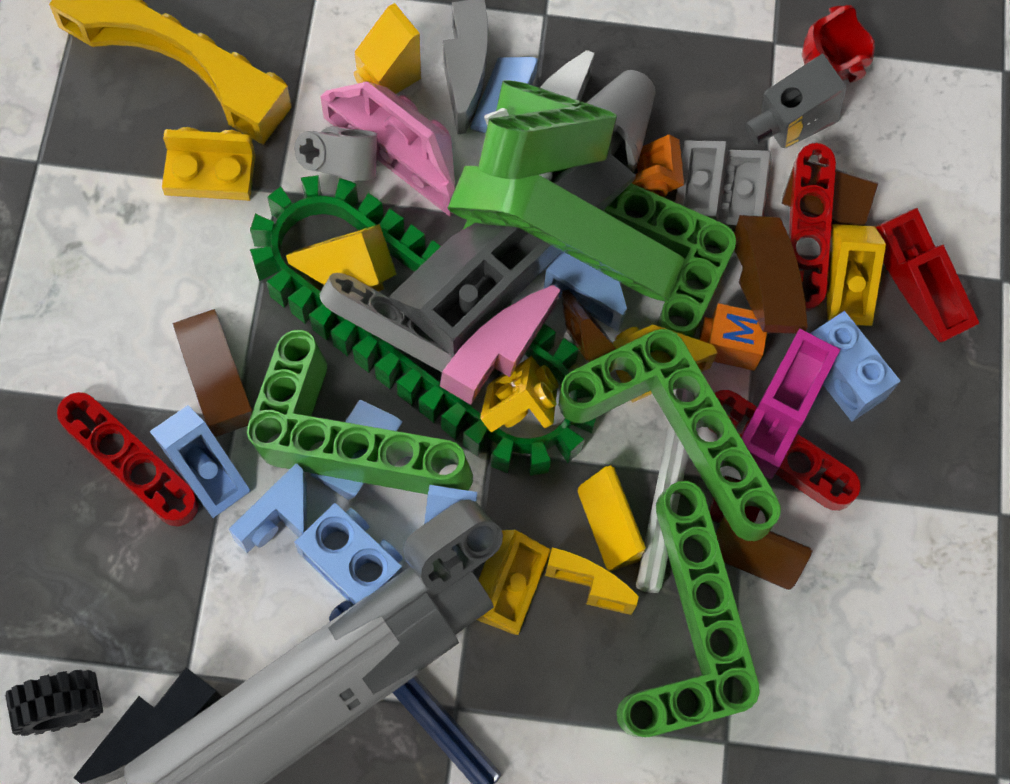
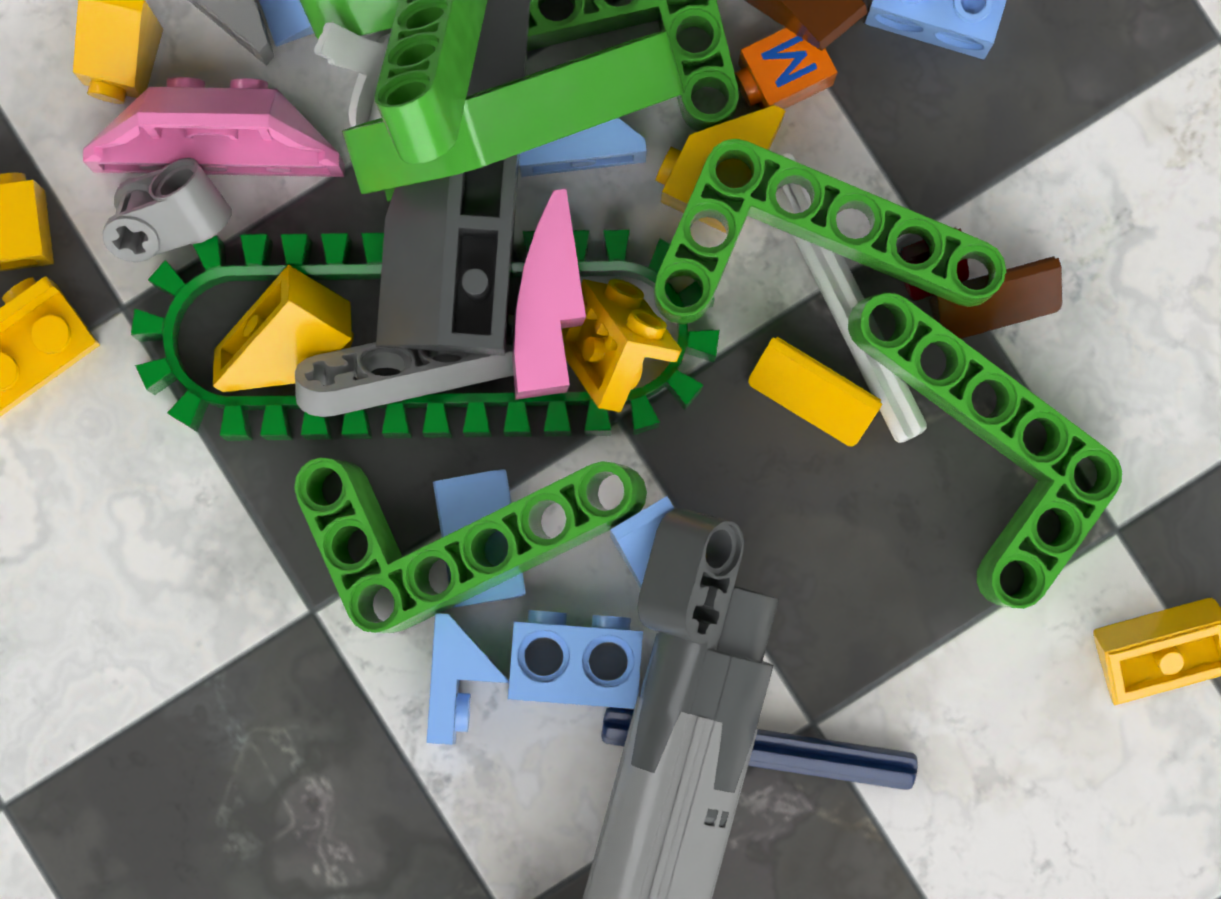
camera: 35 degrees left, 15 degrees up
(130, 456) = (239, 748): red beam -> none
(200, 460) = (322, 691): light blue slope -> none
(213, 373) = (246, 581): reddish brown slope -> none
(512, 579) = (770, 552): yellow slope -> none
(584, 329) = (623, 200): reddish brown slope -> none
(605, 588) = (864, 475): yellow slope -> none
(788, 400) = (906, 109): dark pink slope -> none
(834, 468) = (932, 149): red beam -> none

